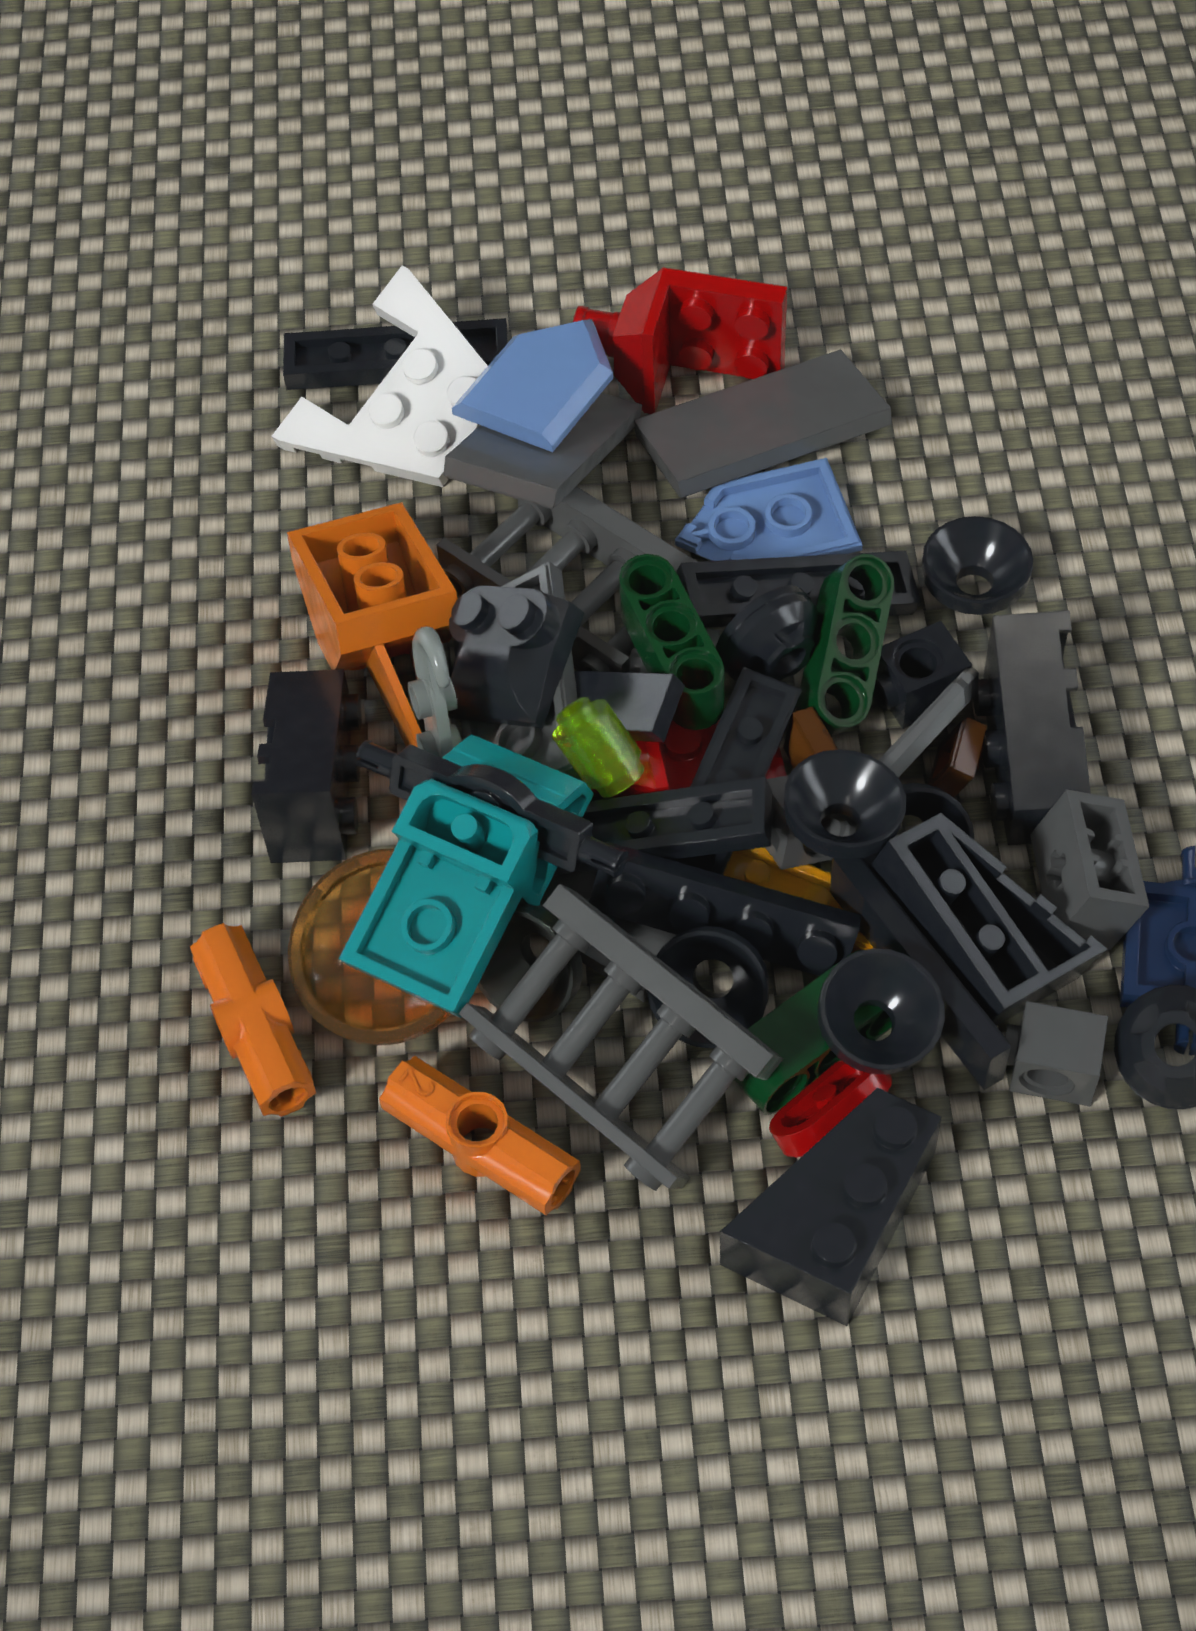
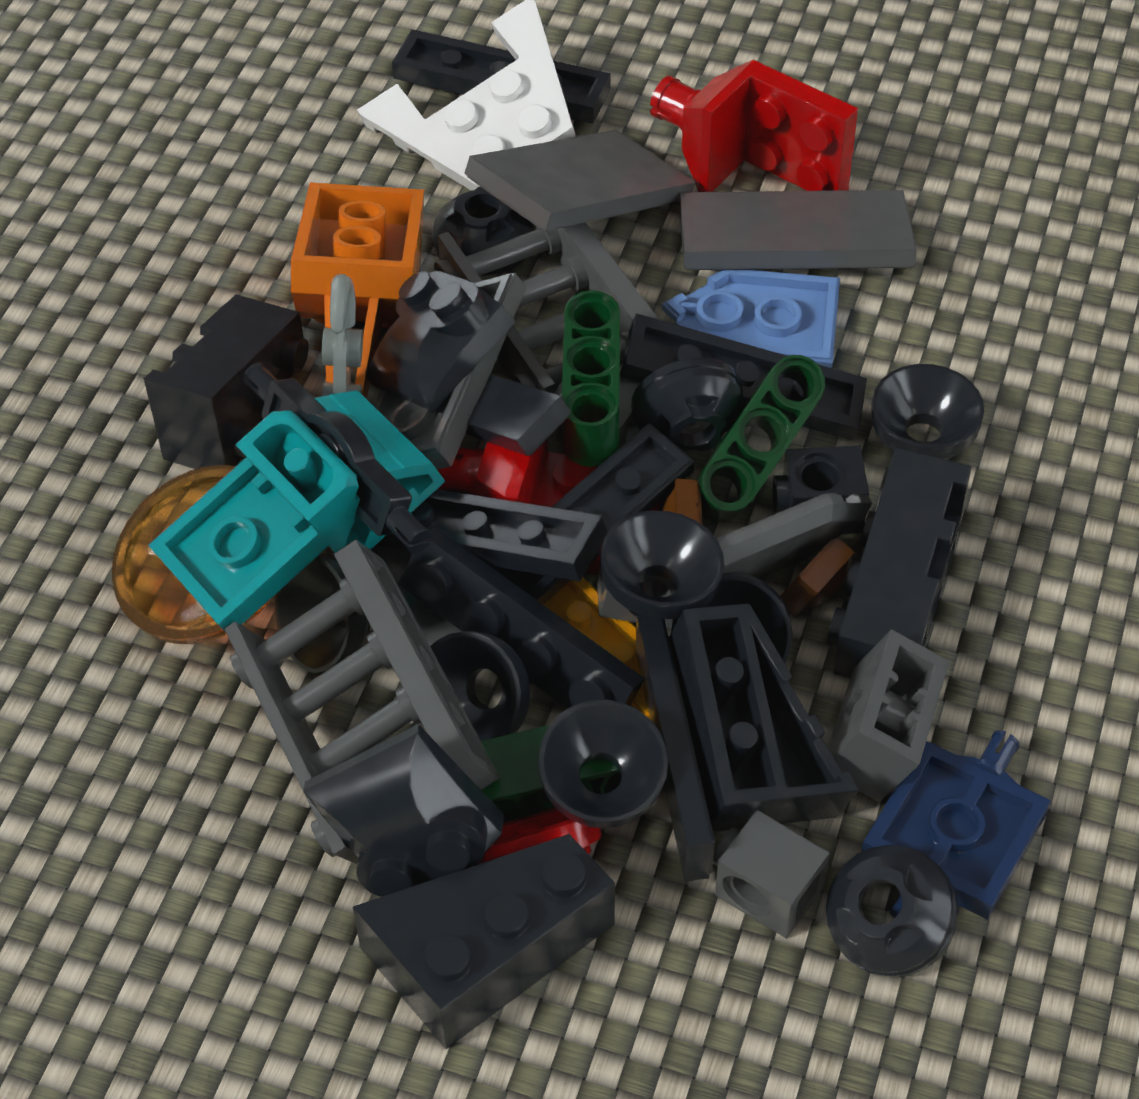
camera: 20 degrees right, 5 degrees down
(252, 1020) = (64, 580): orange piece -> none
(464, 528) = (479, 233): none -> black piece
(510, 1157) = (215, 774): orange piece -> none
(539, 384) = (595, 126): medium blue tile -> none
(598, 746) = (464, 438): clear neon green brick -> none
(726, 1128) = (406, 812): none -> black slope

